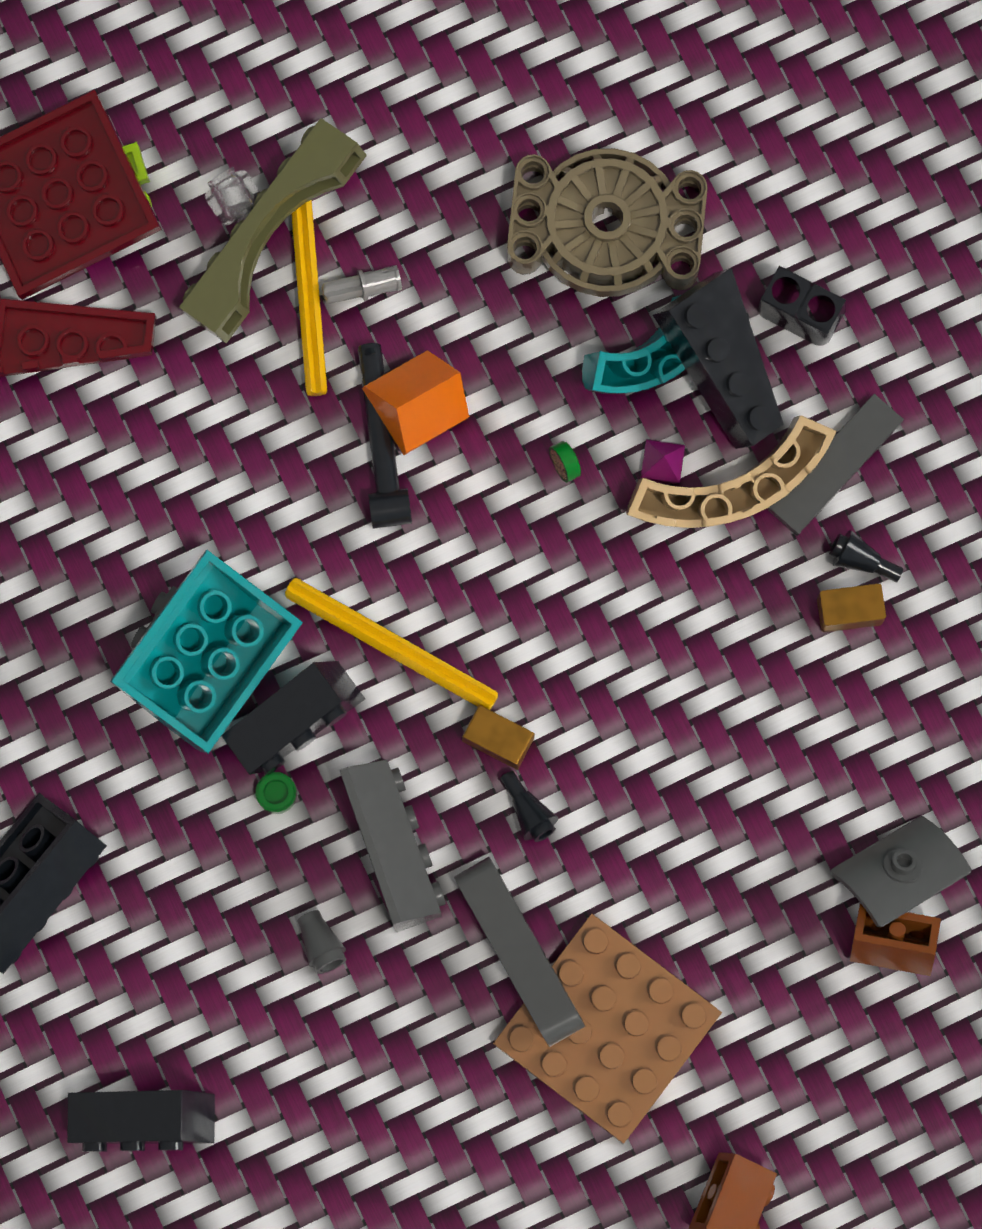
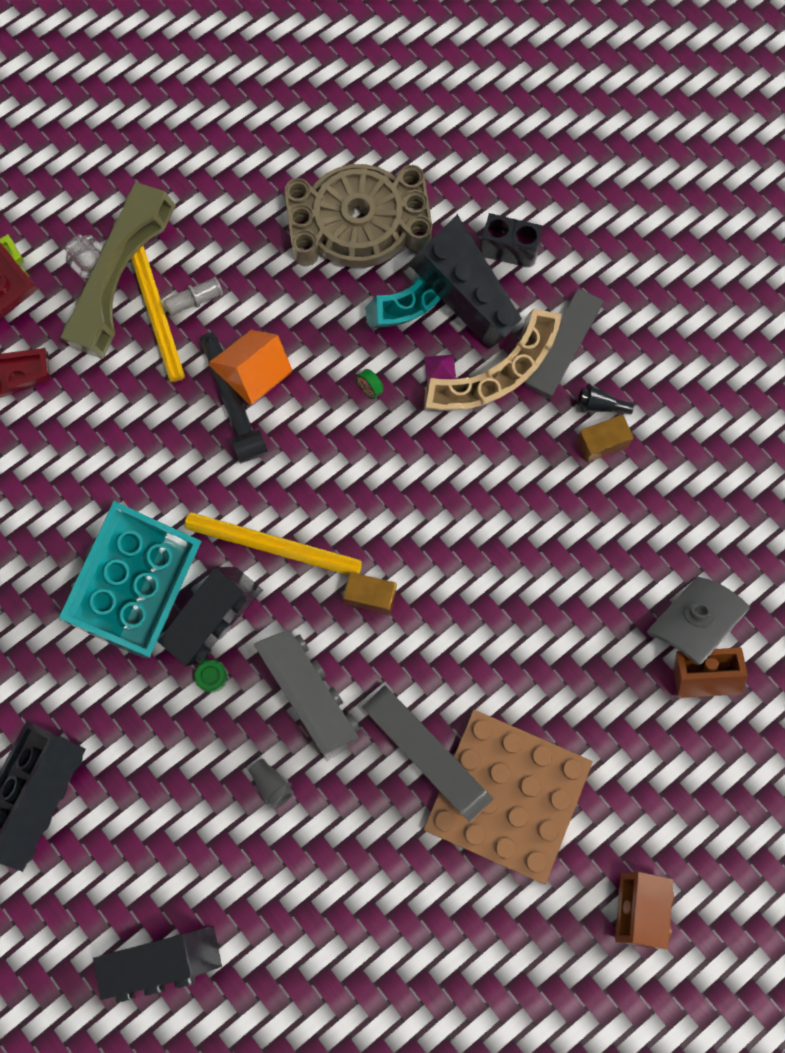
camera: 15 degrees left, 5 degrees down
(533, 816) = (412, 647): black cone -> none

